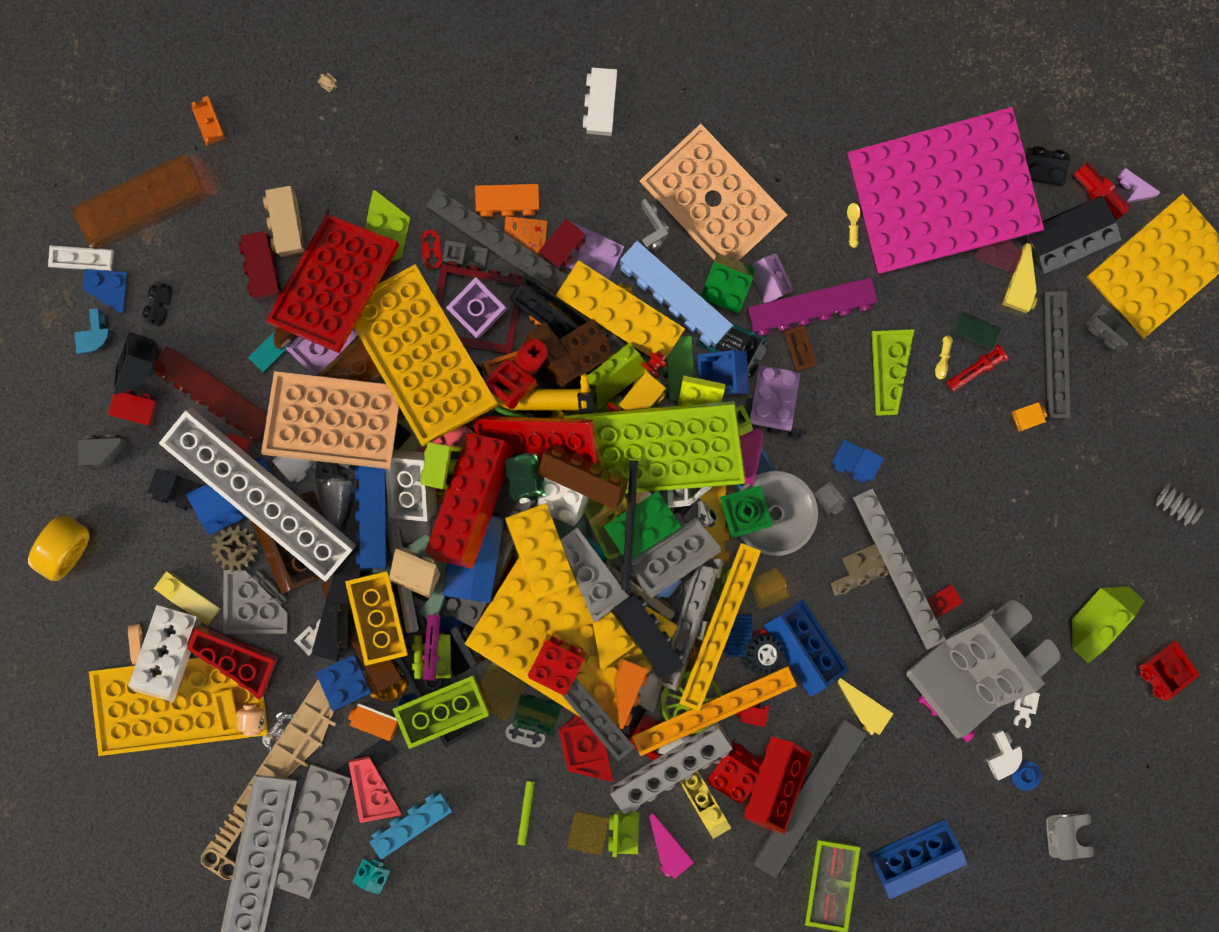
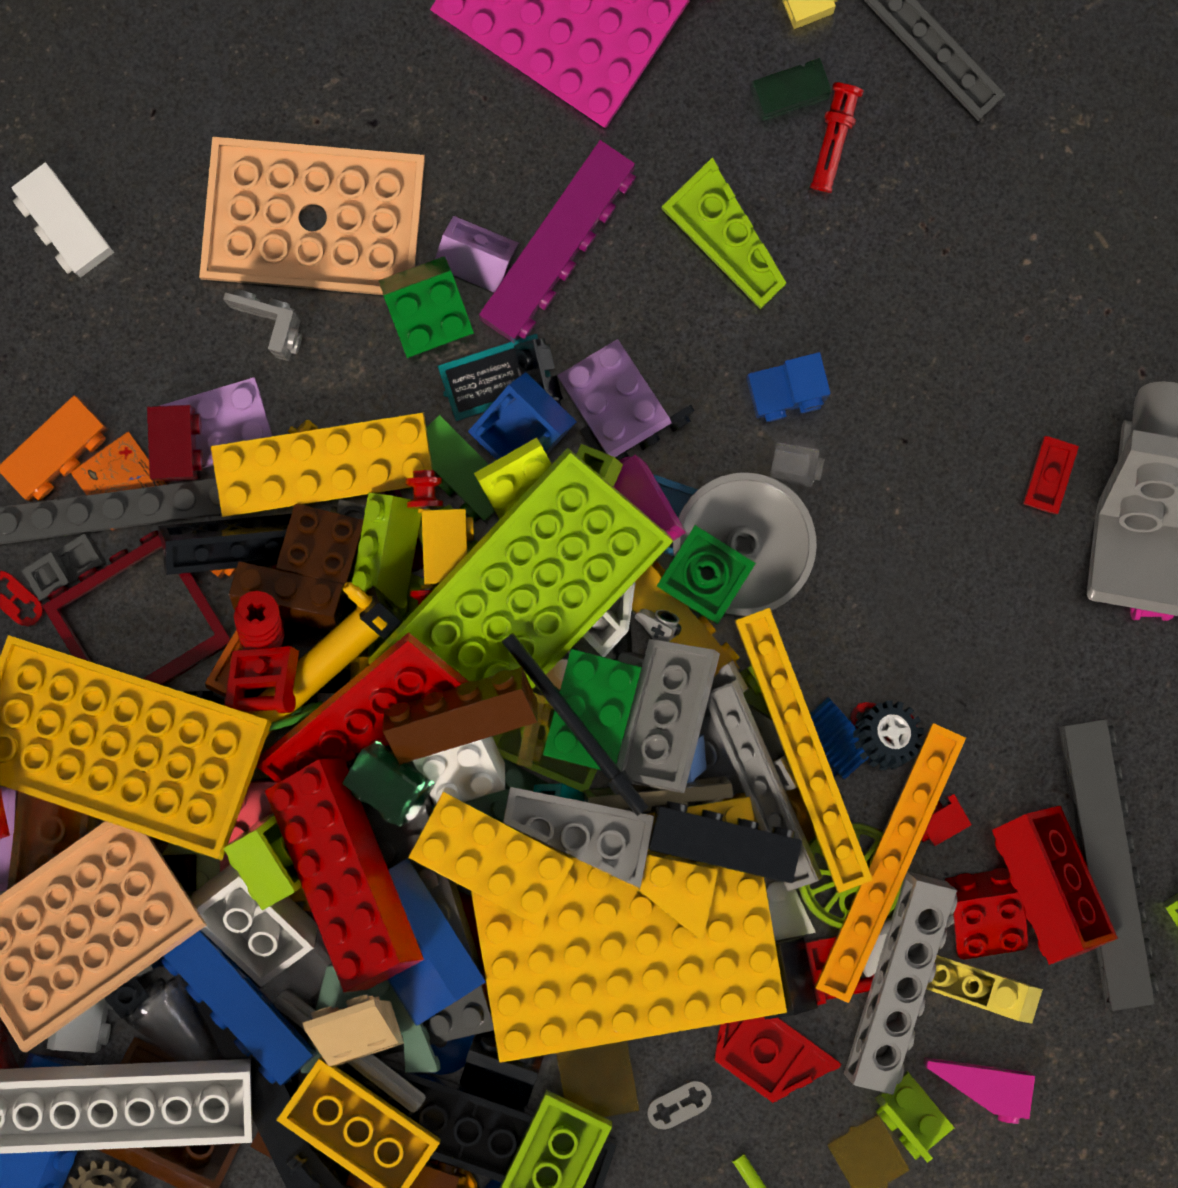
camera: 40 degrees left, 0 degrees up
(431, 647) = (469, 1114): magenta pin -> none
(444, 652) = (481, 1105): lime plate -> none
(477, 307) = (135, 620): lavender brick -> none
(536, 715) = (671, 1067): clear green brick -> none
(557, 664) = (640, 983): red bracket -> none
(598, 720) = (720, 1003): dark grey plate -> none
(627, 685) = (752, 928): orange slope -> none
(675, 294) = (372, 380): light blue brick -> none
(768, 588) = (820, 645): clear yellow head -> none
(800, 348) = (590, 308): reddish brown plate -> none
(807, 648) = (935, 677): blue slope -> none
(853, 214) = (508, 82): light yellow piece -> none
(862, 568) = (919, 505): dark tan bracket -> none
(867, 710) = (1083, 689): light yellow slope -> none
(899, 568) = (961, 474): light grey plate -> none
(942, 367) = (788, 173): light yellow piece -> none
(1029, 416) = (953, 138): light orange brick -> none

